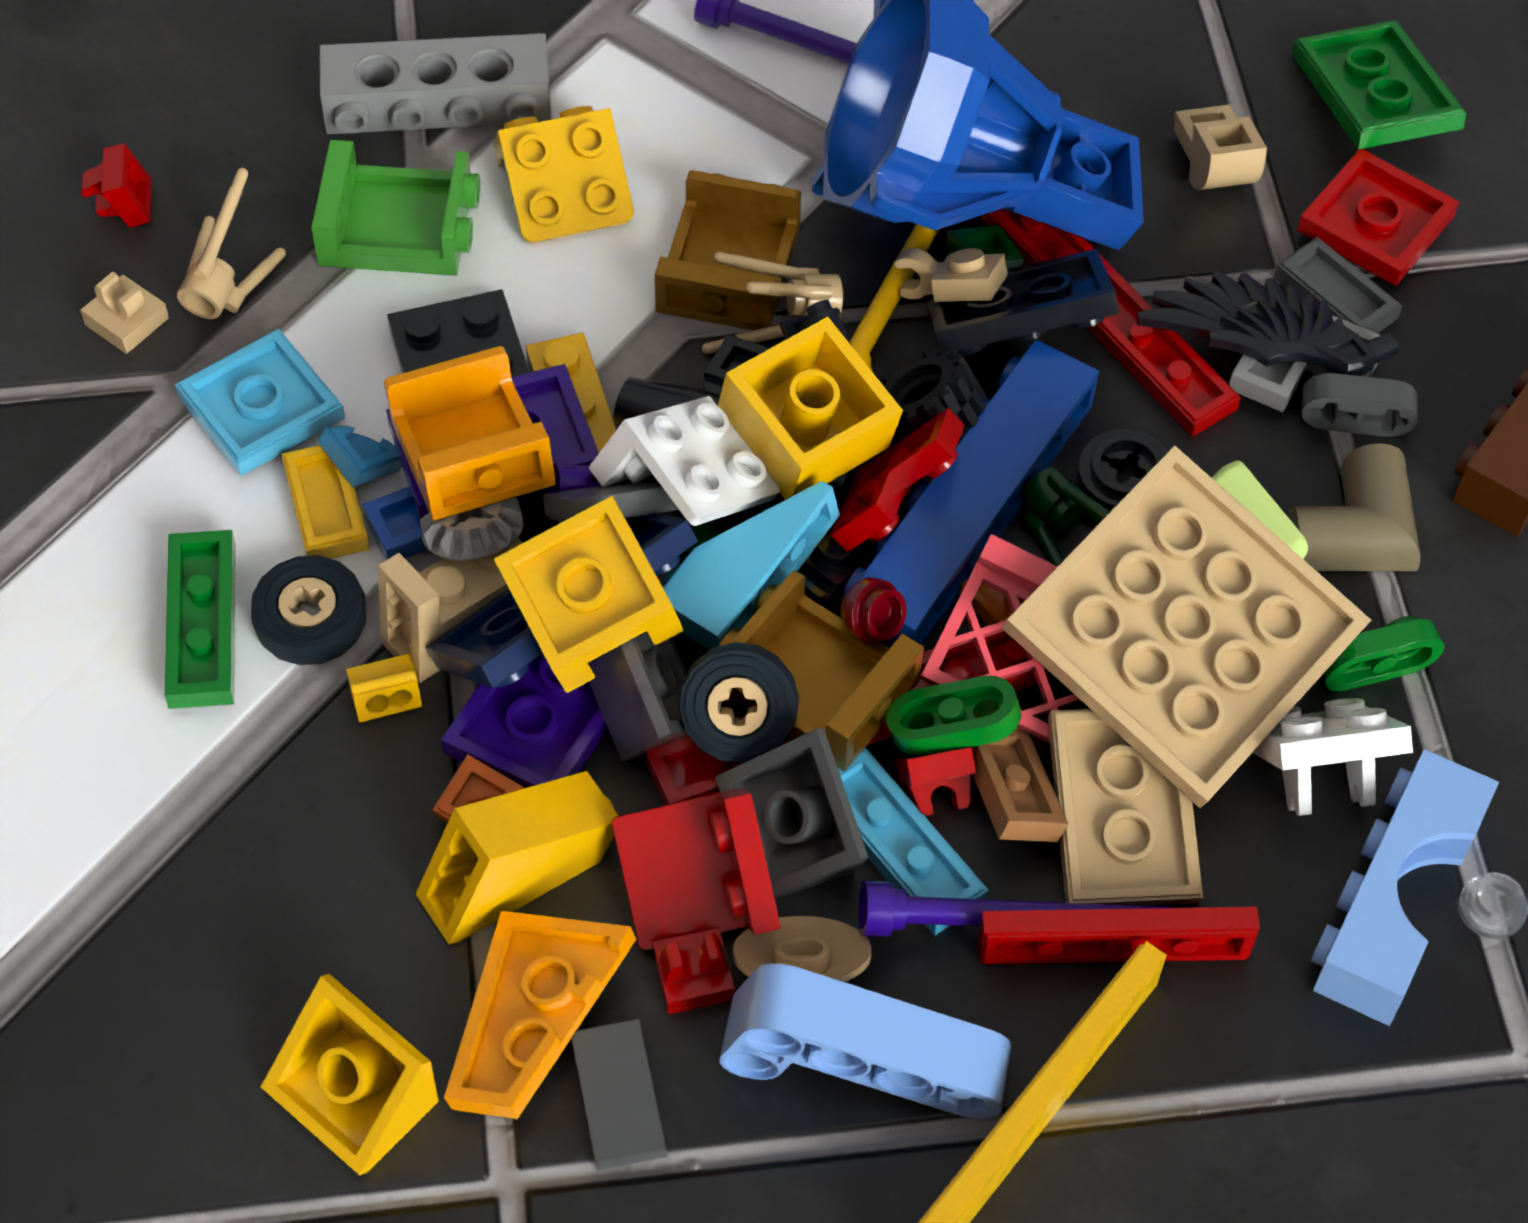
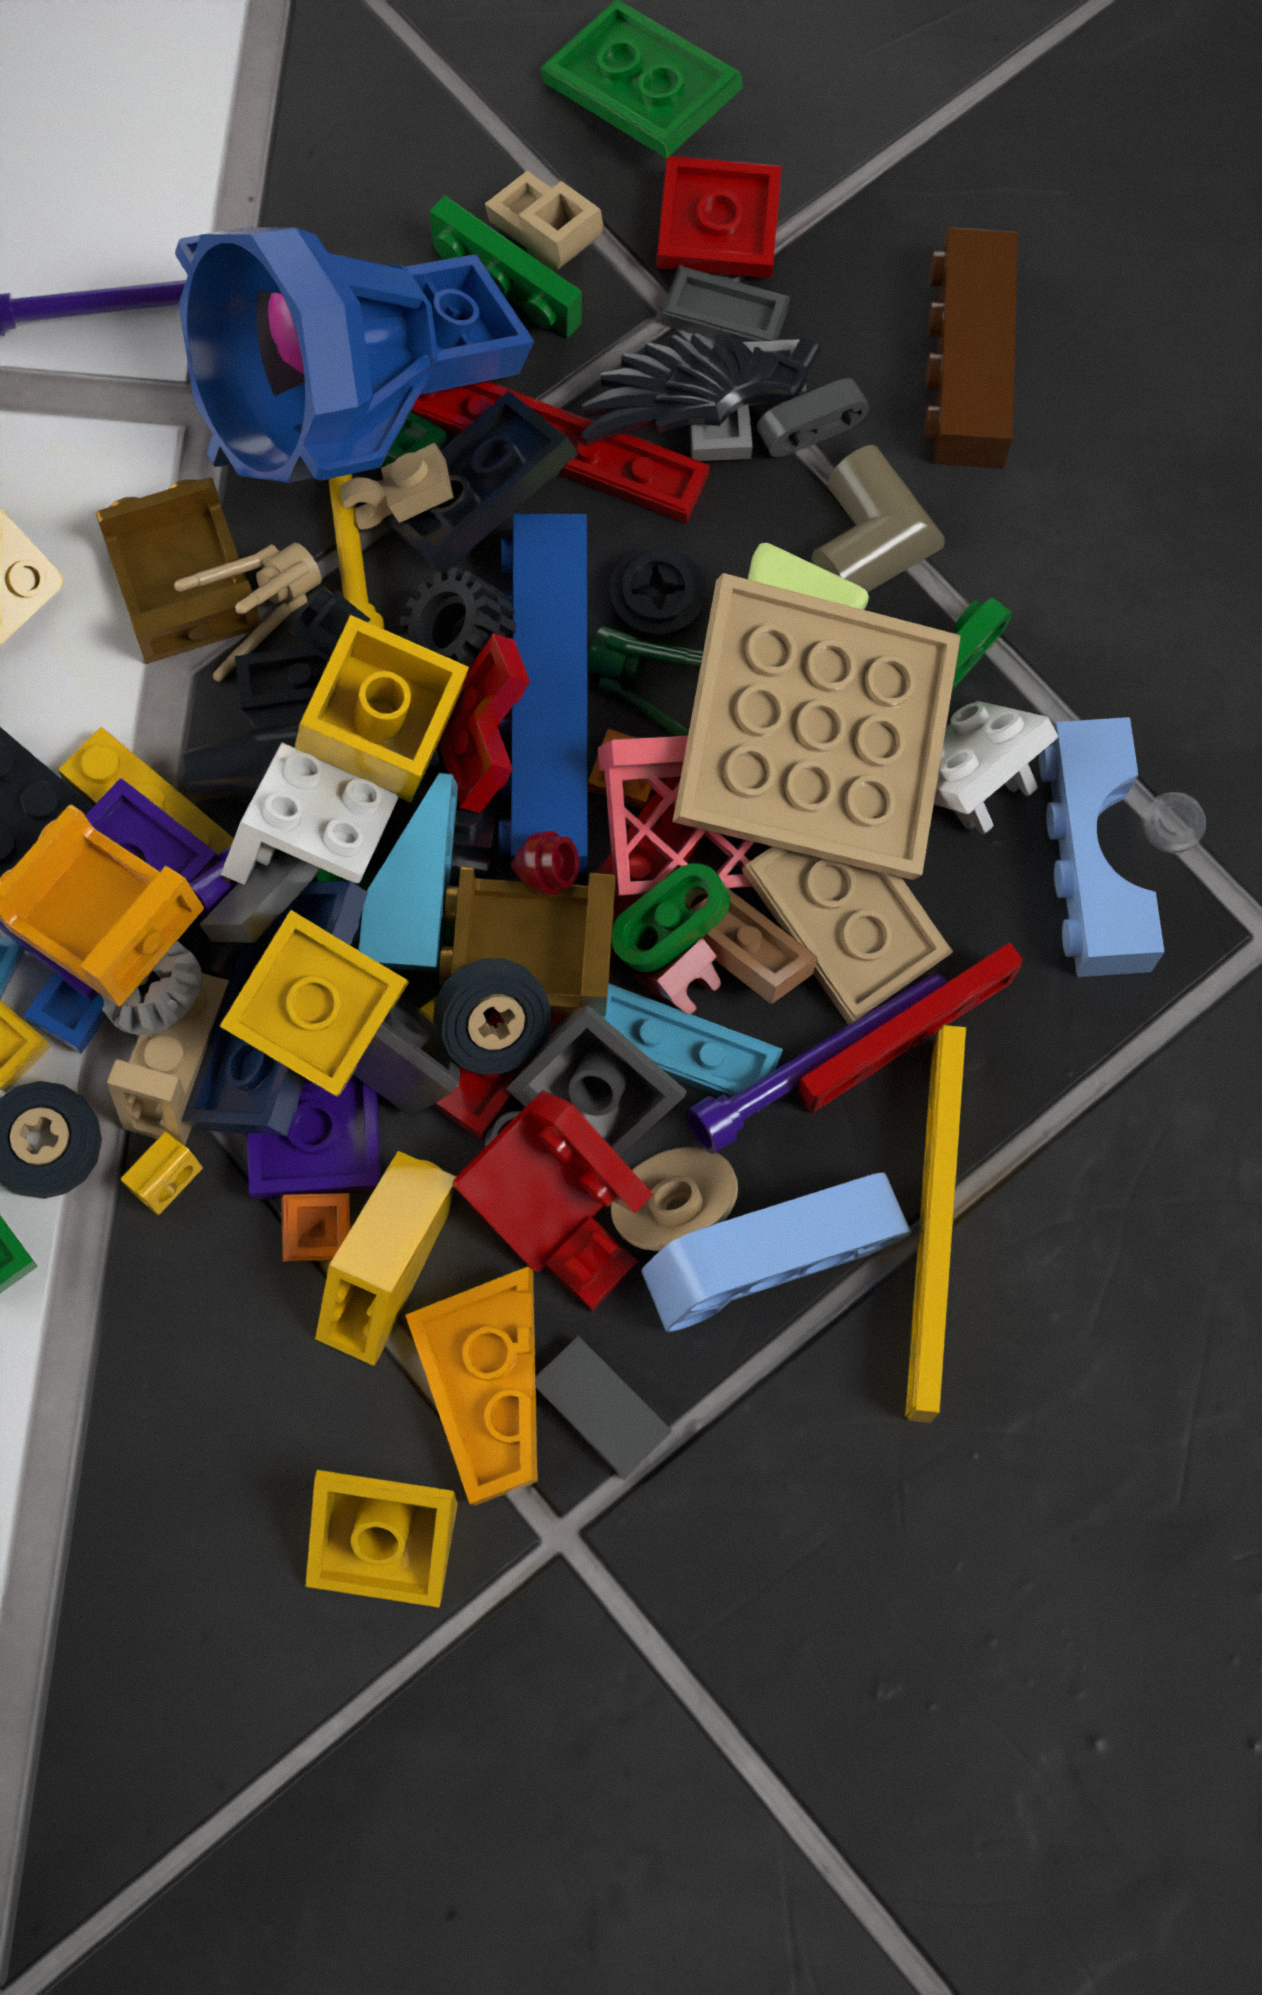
camera: 35 degrees left, 15 degrees up
(1164, 170) = (519, 276): none -> green plate

